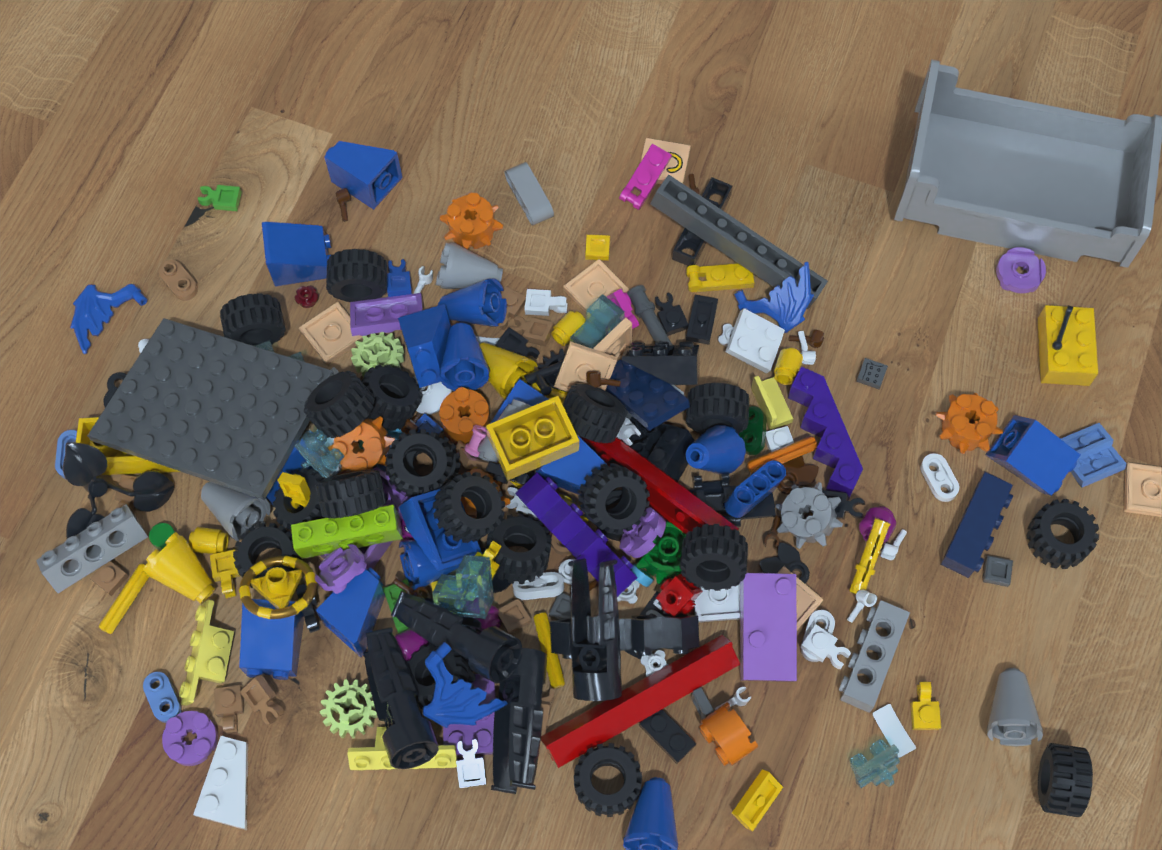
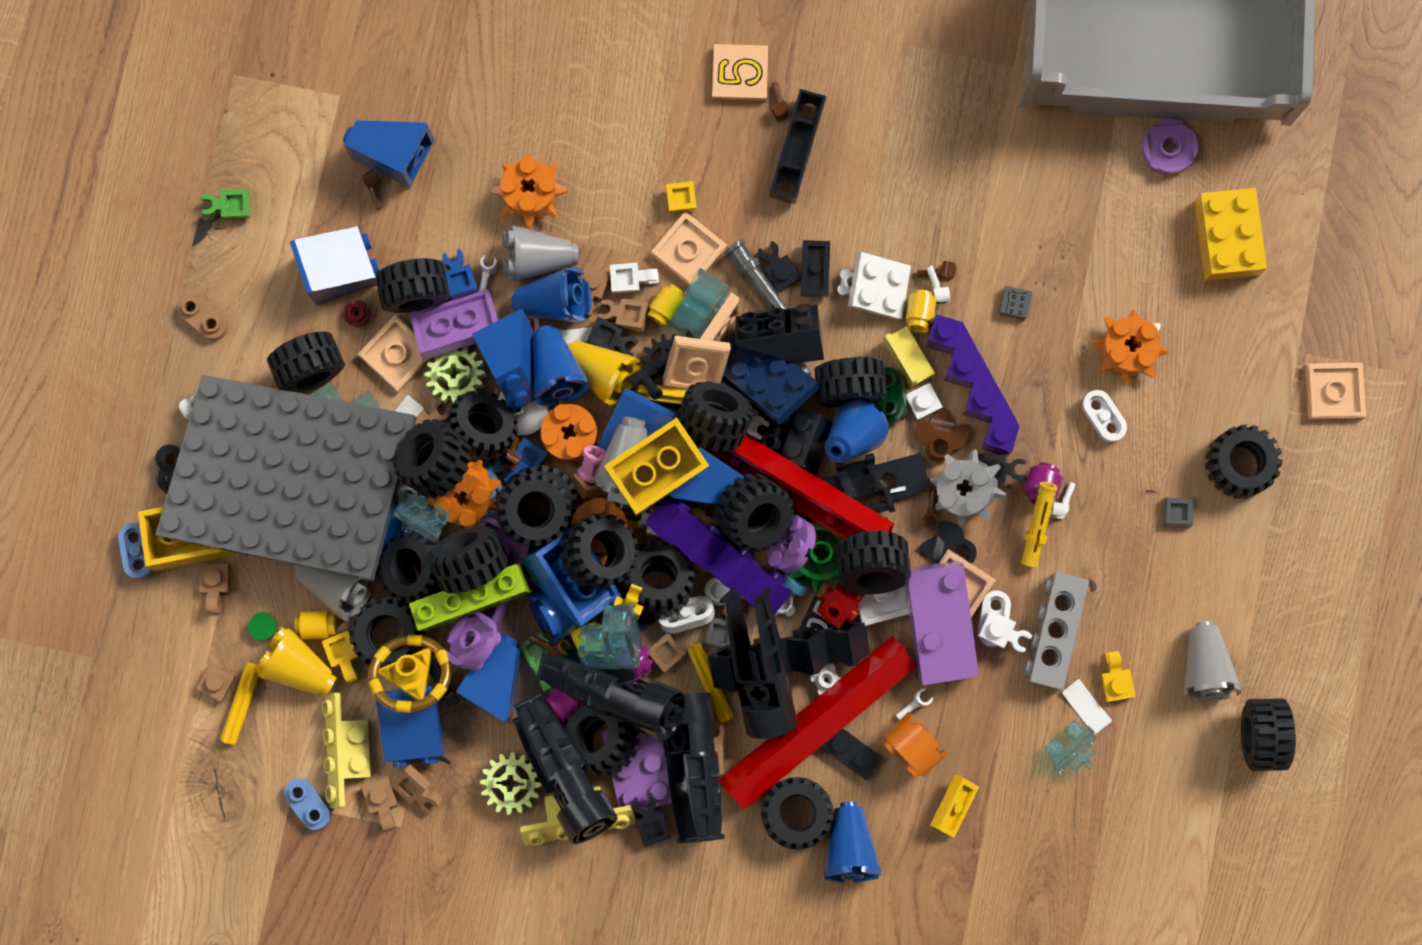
camera: 10 degrees left, 15 degrees up
(83, 468) = (168, 576): black plant -> none
(85, 560) = (191, 657): light grey brick -> none
(94, 308) = (115, 370): blue animal -> none
(177, 729) = (333, 835): medium lavender plate -> none
(224, 790) = (398, 885): white wing -> none
(296, 488) = (404, 558): yellow plate -> none
(455, 701) = (624, 765): blue animal -> none
(529, 193) = (589, 140): light grey beam -> none
(594, 379) = (710, 375): reddish brown hand -> none
(624, 302) = (721, 267): dark pink plate -> none
(646, 176) = (722, 97): dark pink plate -> none
(701, 703) = (882, 714): dark grey tile -> none
(719, 277) = (828, 210): yellow plate -> none
(730, 236) = (843, 172): dark grey brick -> none
(755, 489) = (900, 479): blue beam -> none
(784, 454) = (929, 420): orange axle -> none
(785, 303) = (907, 238): blue animal -> none
(864, 599) = (1038, 571): white hand -> none
(977, 525) = (1150, 465): dark blue brick -> none
(1033, 454) = (1203, 375): blue slope -> none
(1057, 345) = (1219, 243): black hinge -> none
(1097, 455) = (1266, 360): medium blue slope -> none

